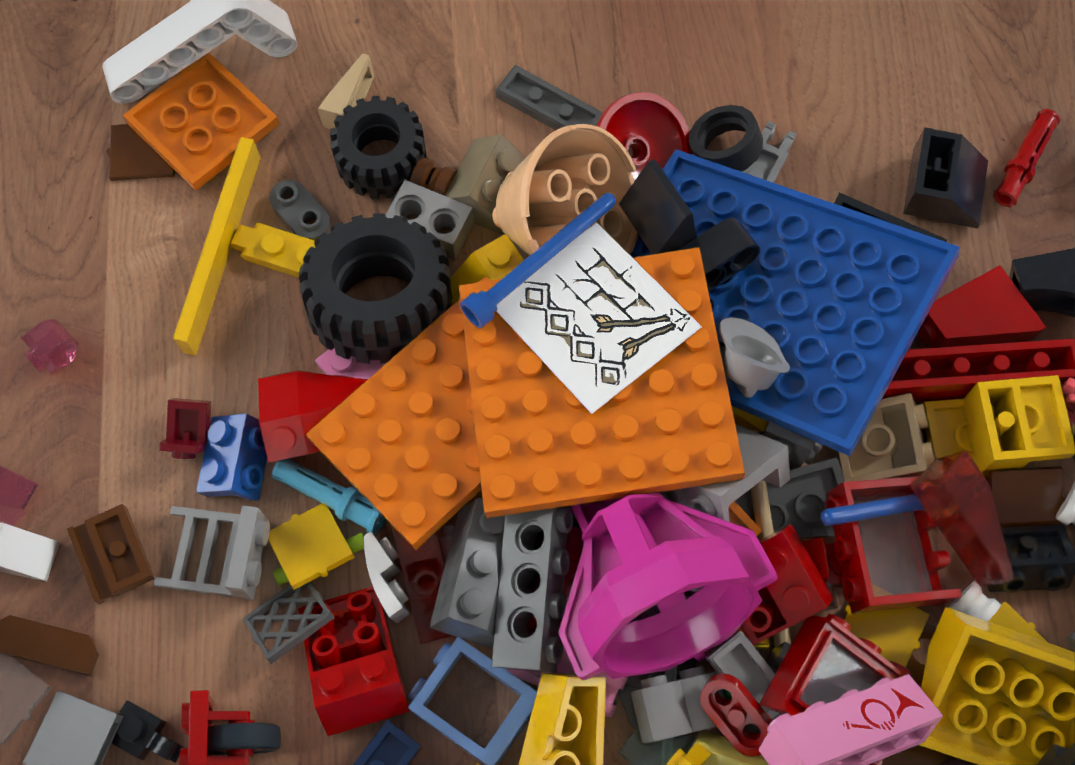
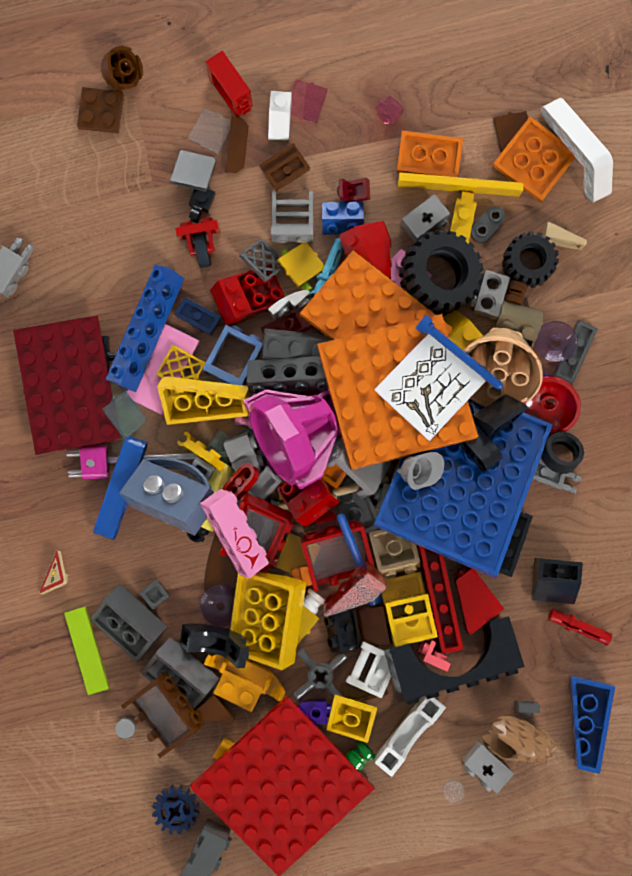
camera: 80 degrees right, 15 degrees up
(149, 290) = (429, 154): none -> orange plate
(259, 292) = (430, 209): none -> light grey brick
(525, 114) = (563, 335): none -> clear purple dish
(921, 619) = (302, 573): none -> orange piece

